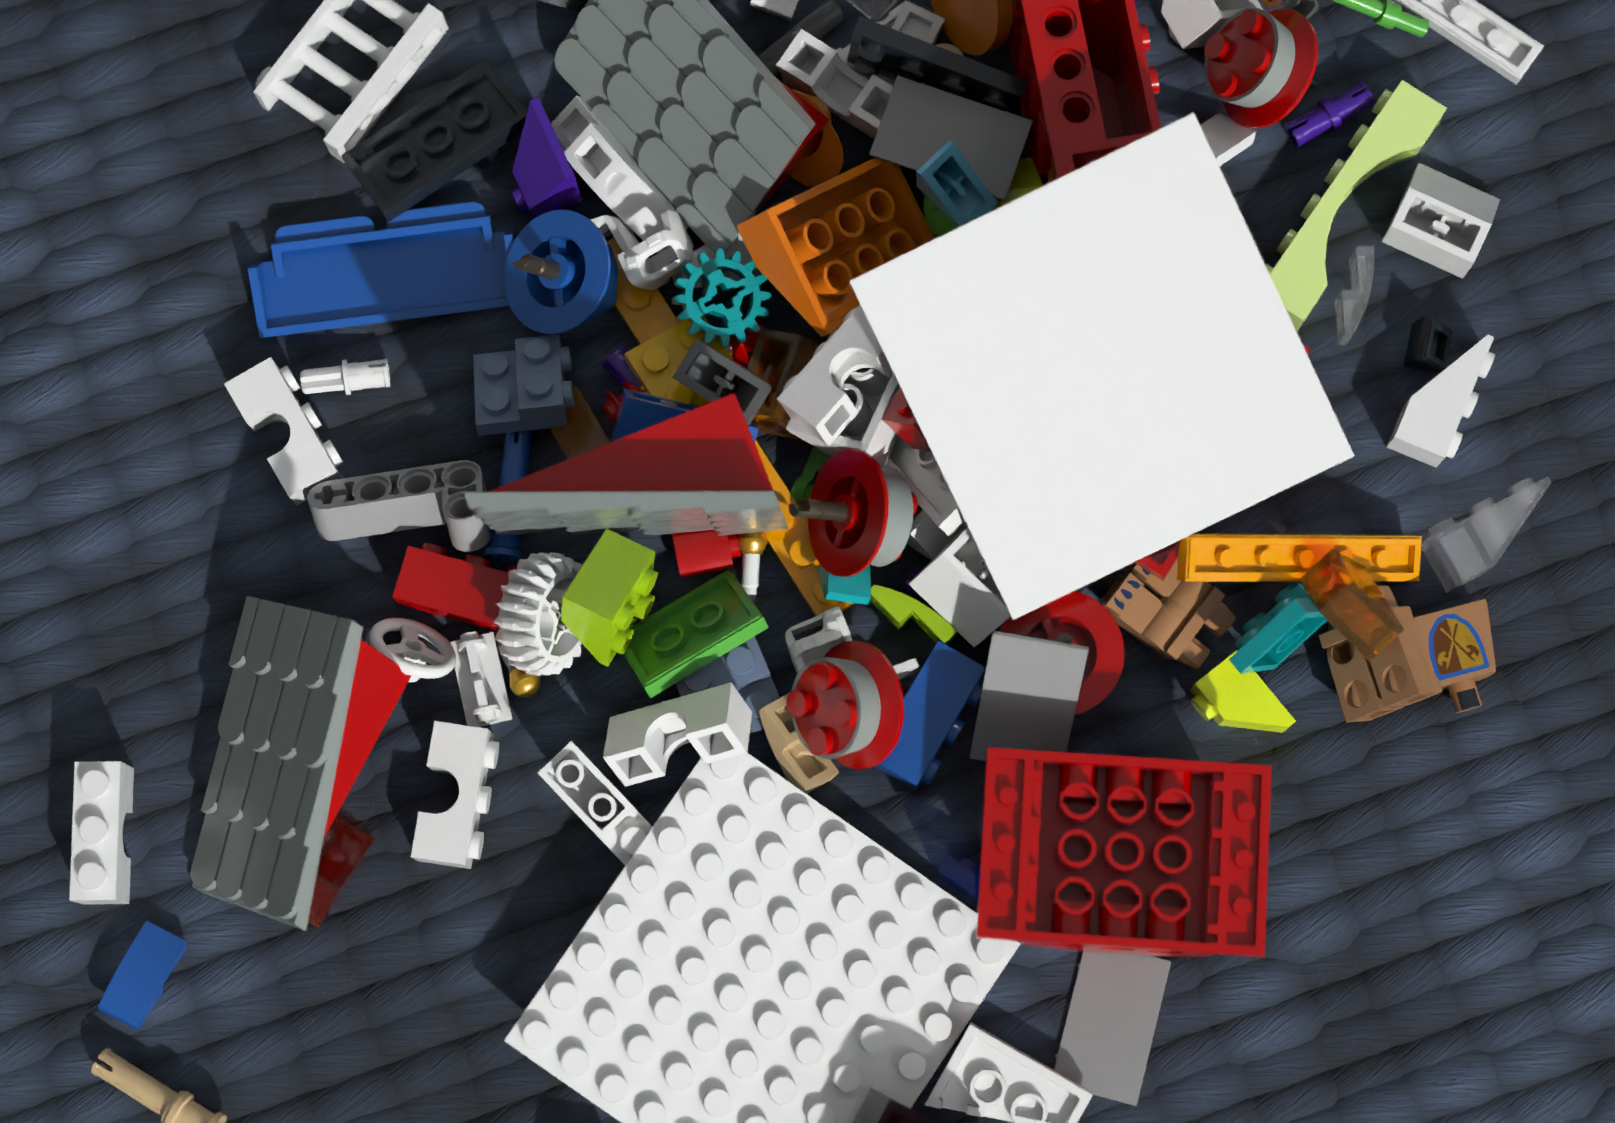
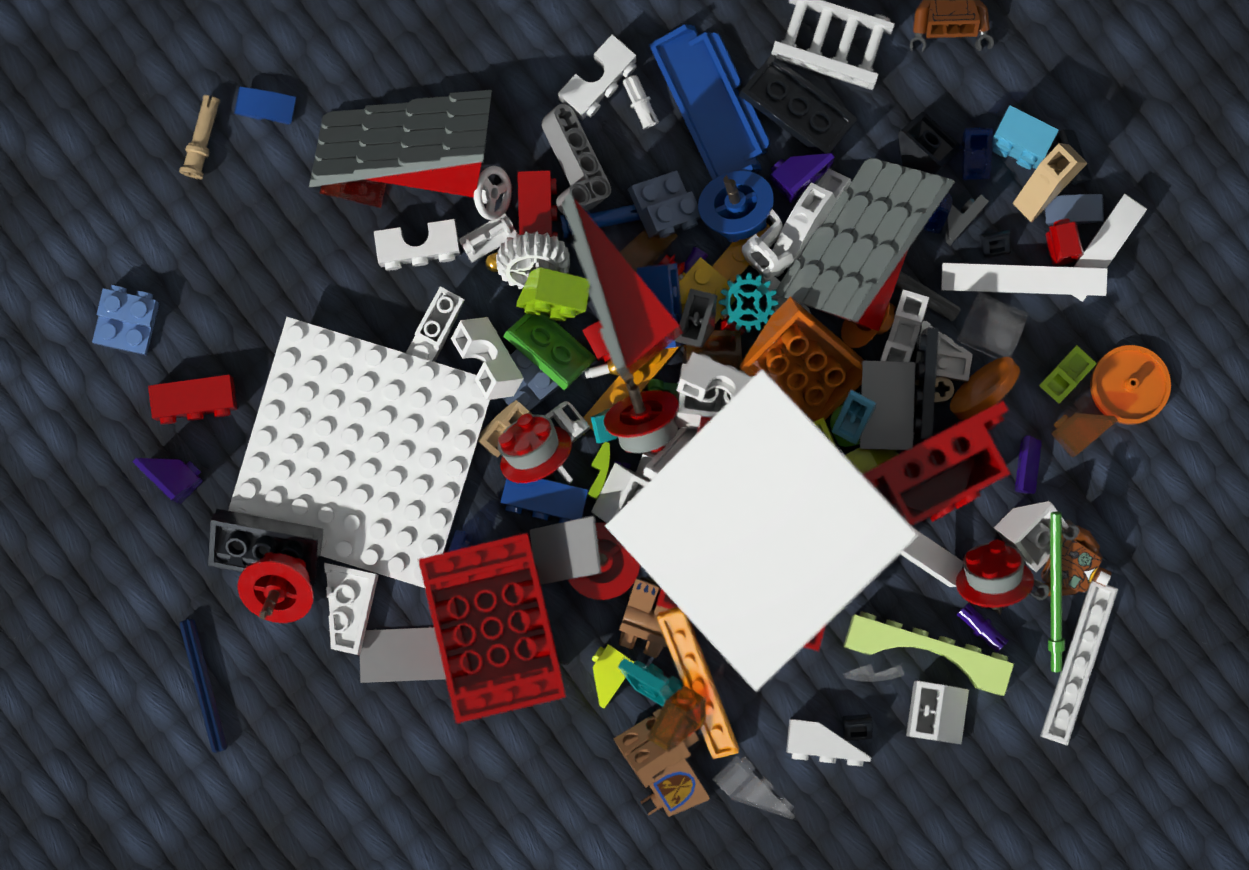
camera: 70 degrees right, 5 degrees up
(97, 852) = (349, 49): white arch -> none

